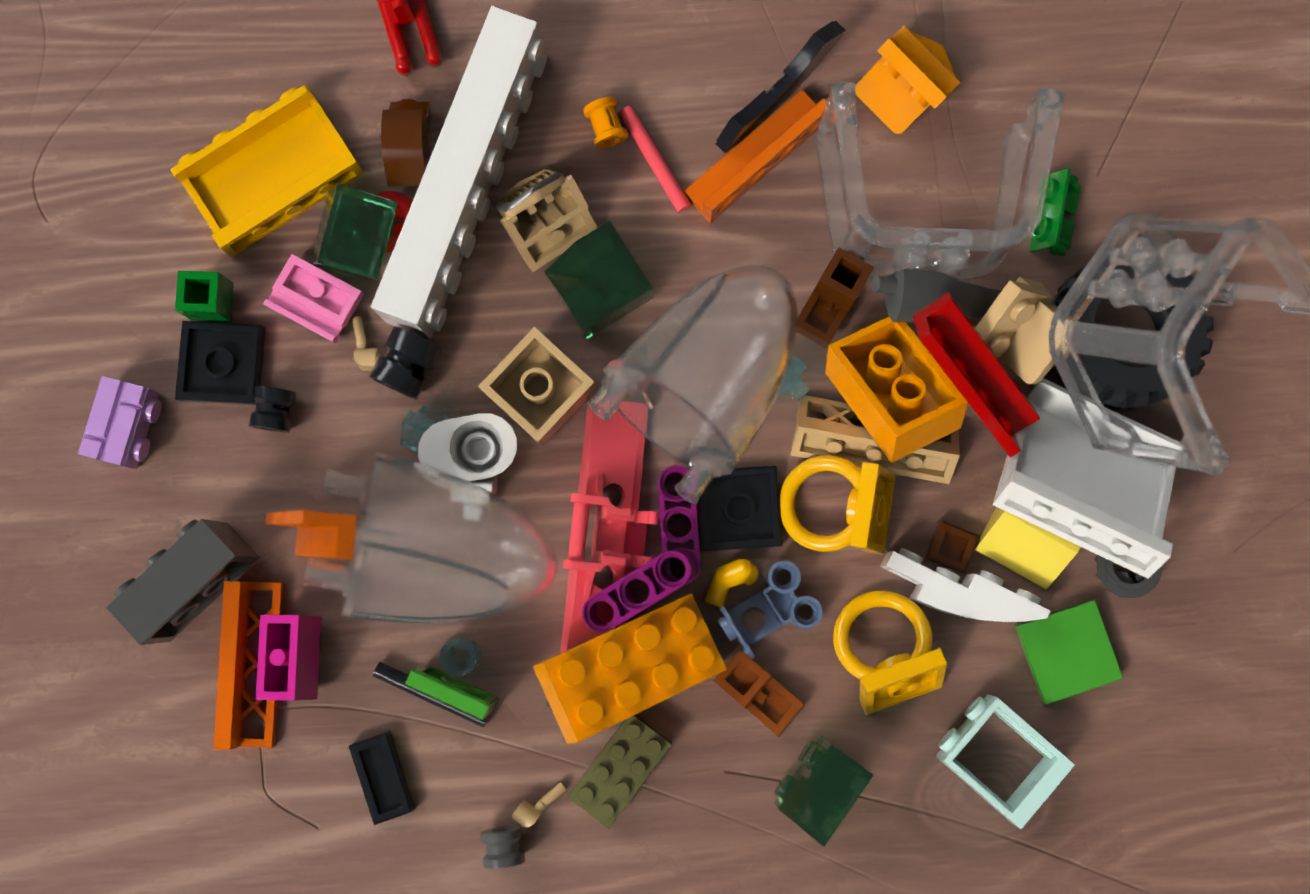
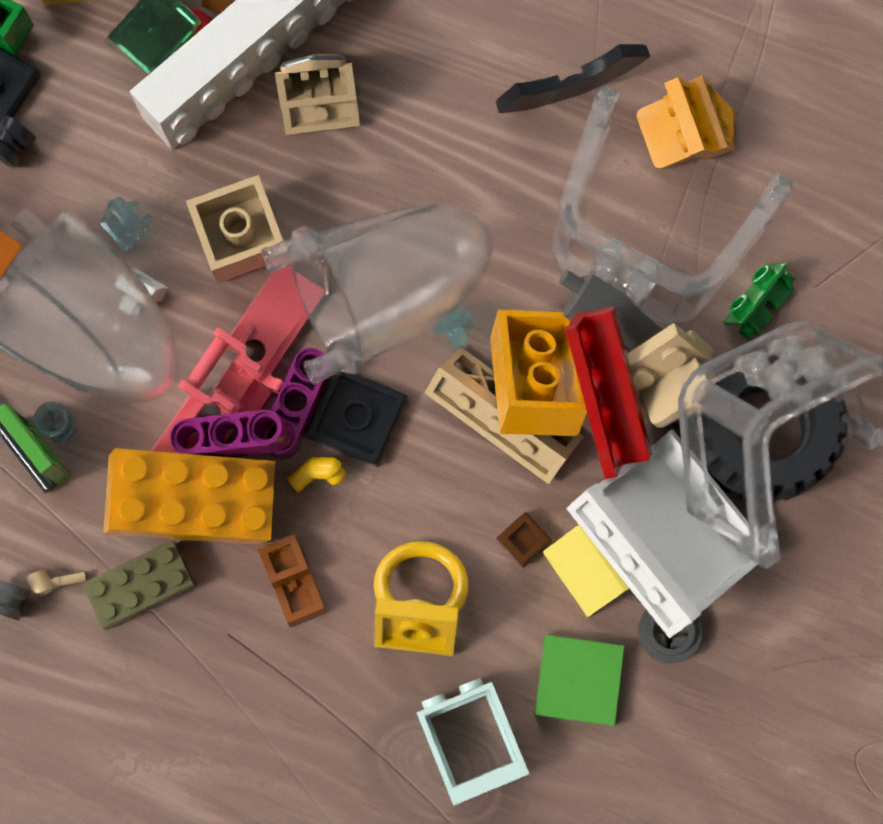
camera: 25 degrees right, 5 degrees down
(313, 298) = (92, 69): bright pink plate -> none
(363, 356) = (110, 138): tan hand -> none
(405, 362) = (139, 156): black wheel -> none
(469, 446) = (154, 248): white piece -> none
(599, 280) = (336, 167): clear green slope -> none
(605, 122) = (411, 40): light orange bush -> none
(654, 159) = (438, 91): coral bar -> none
(755, 156) = (521, 129): orange fence -> none
(777, 604) = (346, 509): sand blue piece -> none
(821, 789) = (299, 683): clear green slope -> none
(833, 297) = (528, 276): reddish brown brick -> none
(866, 507) = (463, 467): yellow tile -> none
(976, 598) = (521, 594): white slope -> none

